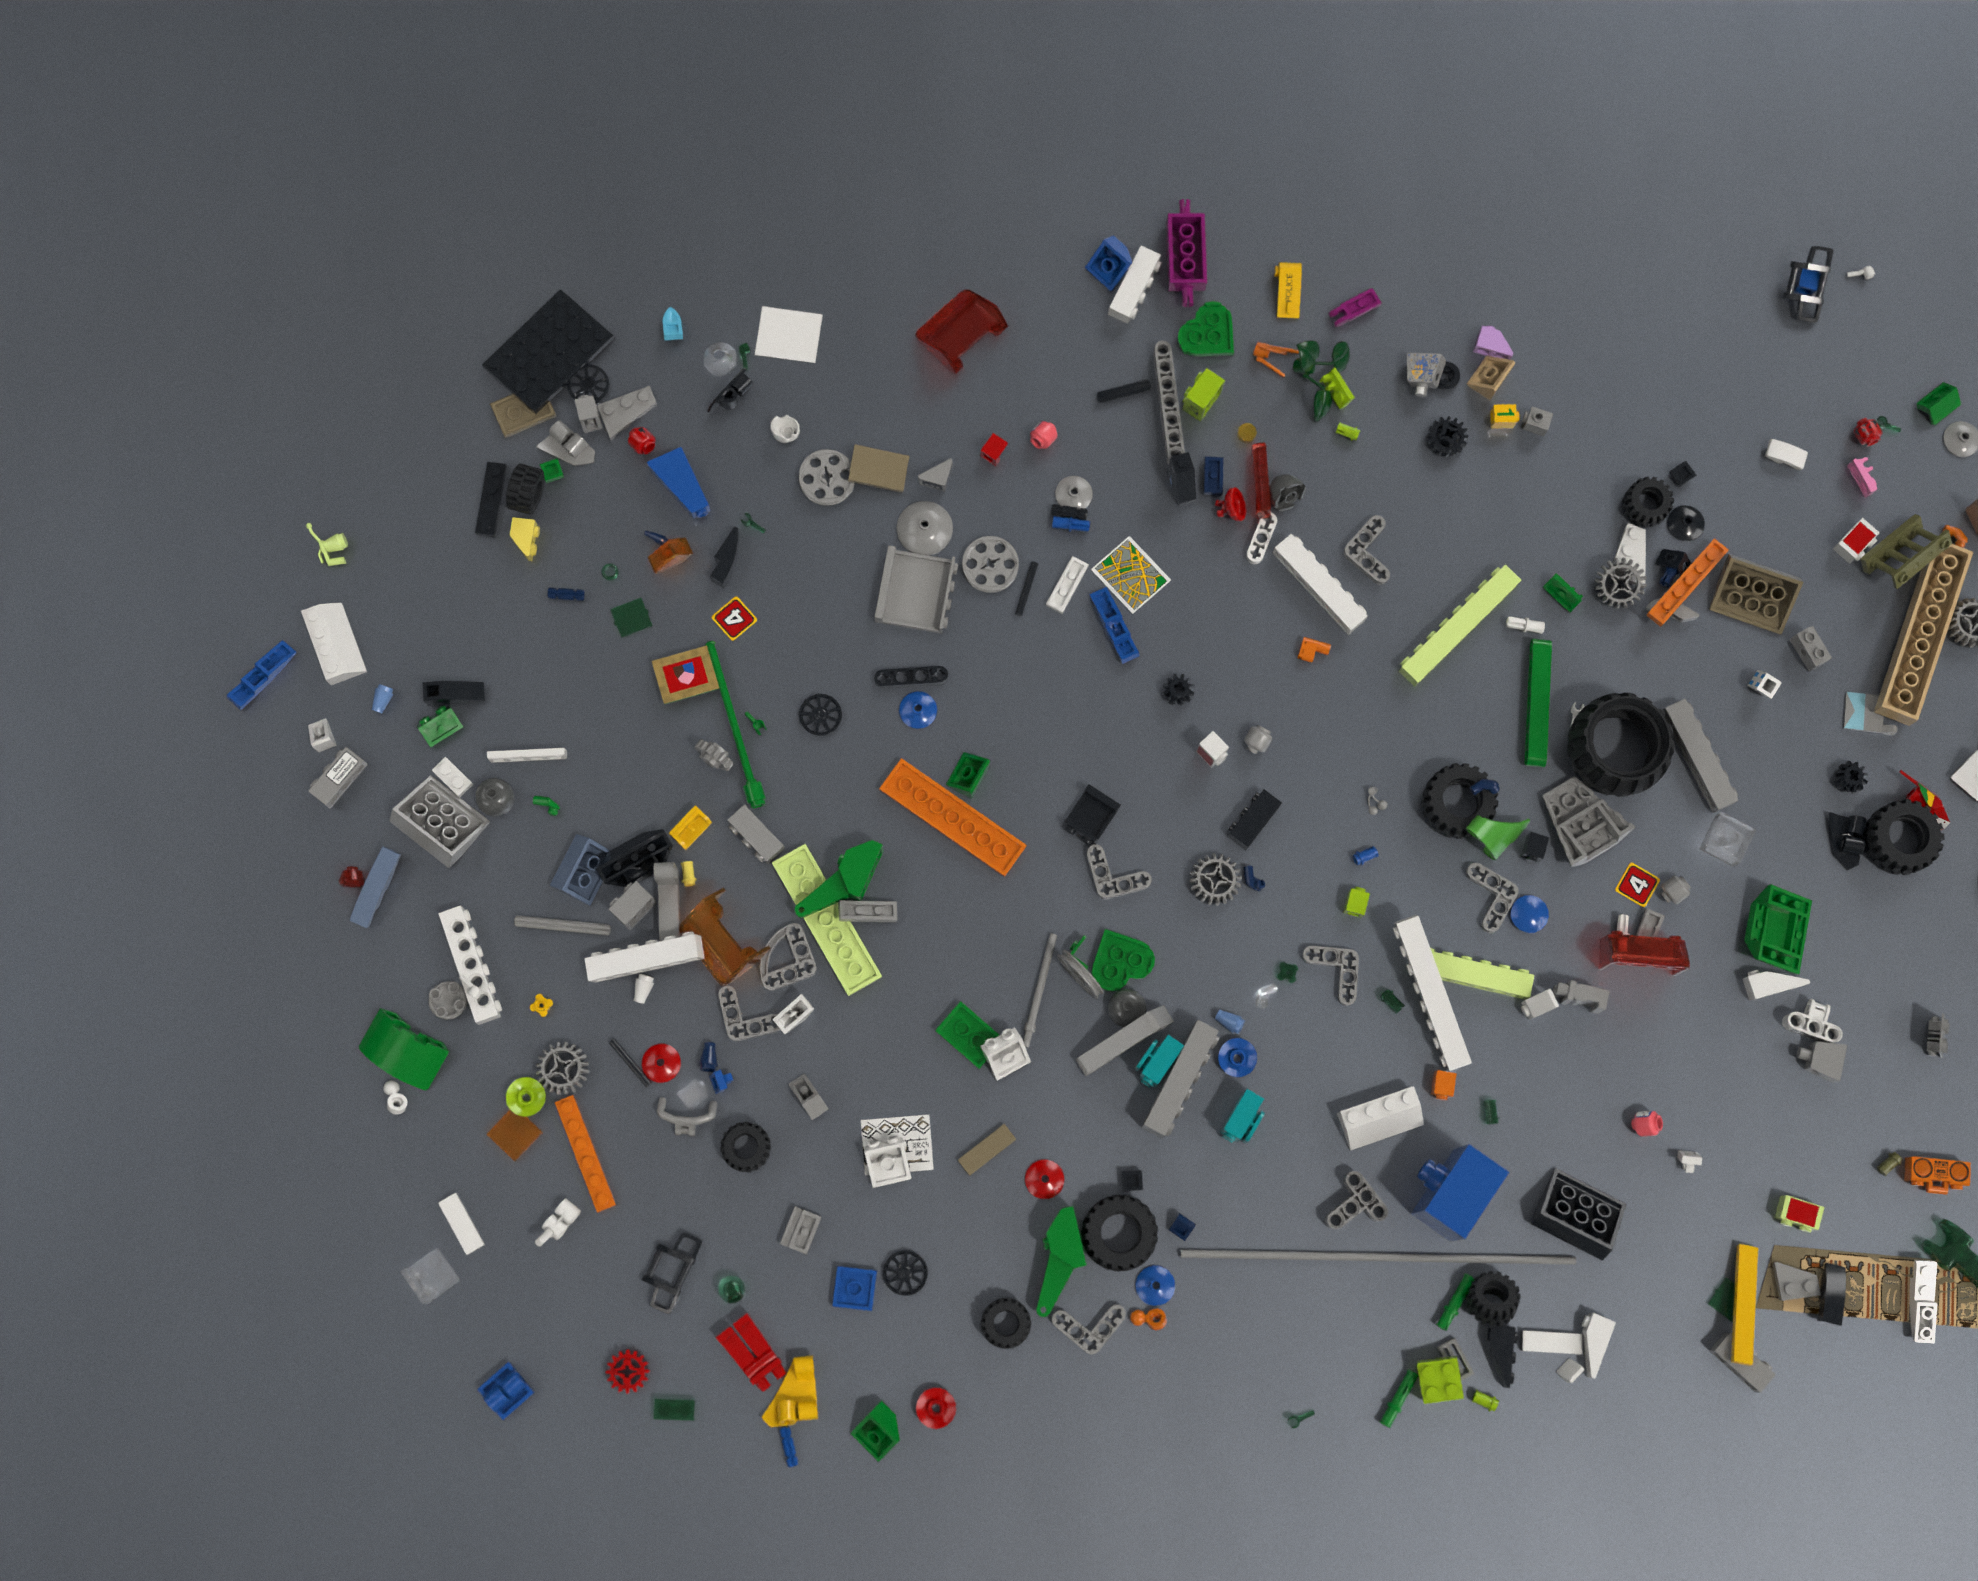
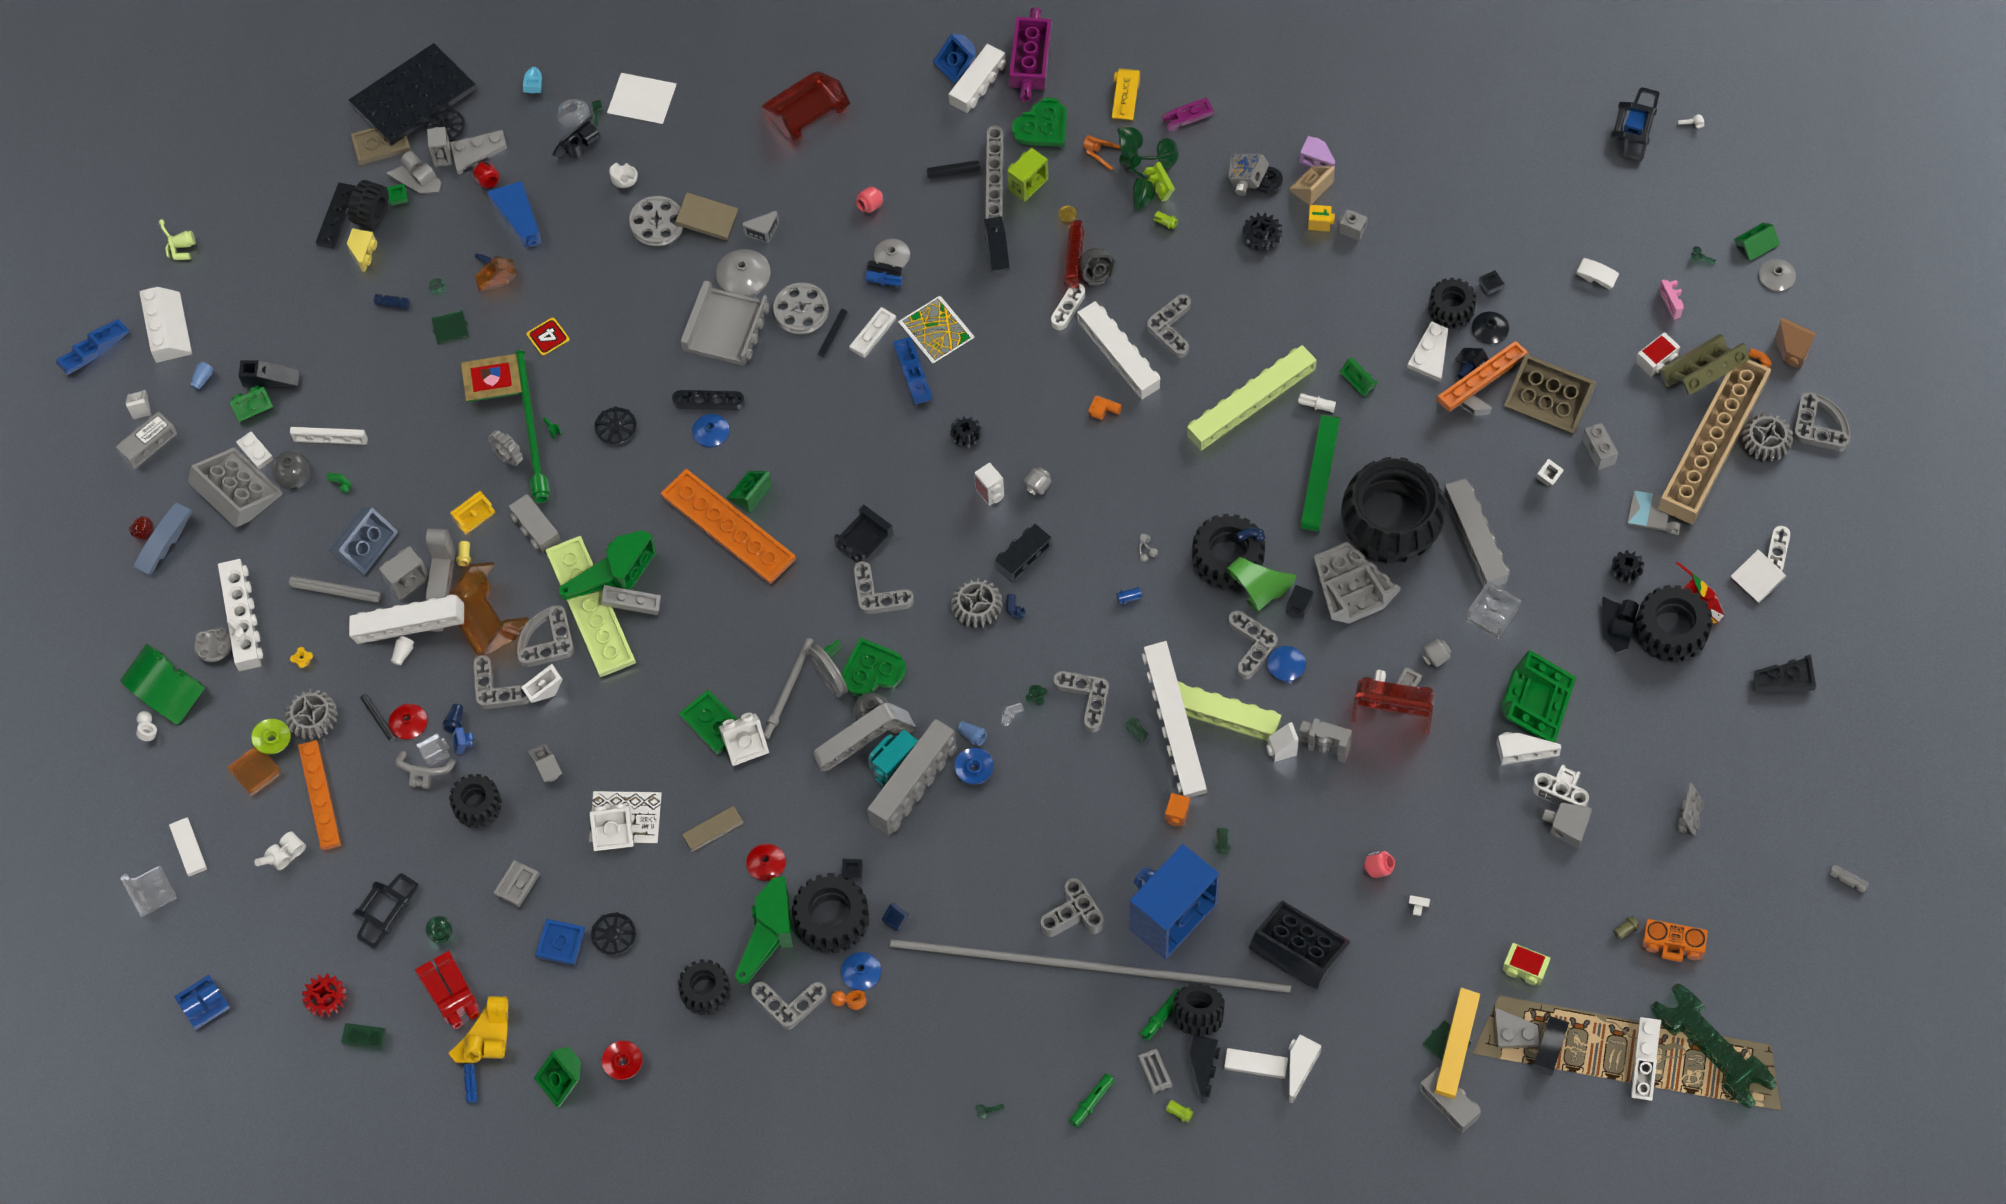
camera: 15 degrees right, 15 degrees down
(635, 858) = (412, 532): black wedge -> none
(726, 559) = (548, 282): black slope -> none
(750, 522) = (577, 254): clear green hand -> none
(993, 449) = (817, 207): red panel -> none
(1213, 475) = (1028, 248): dark blue plate -> none
(1233, 505) = (1043, 273): red hair -> none
(1243, 1118) = (970, 818): teal brick -> none
(1356, 902) = (1113, 636): lime brick -> none
(1381, 1118) = (1110, 834): white slope -> none
(1440, 1379) = (1134, 1082): lime brick -> none
(1570, 1371) = (1271, 1092): white slope -> none
(1614, 589) = (1403, 359): light grey gear -> none
(1637, 884) = (1400, 647): sticker -> none
(1868, 432) = (1680, 259): red head -> none

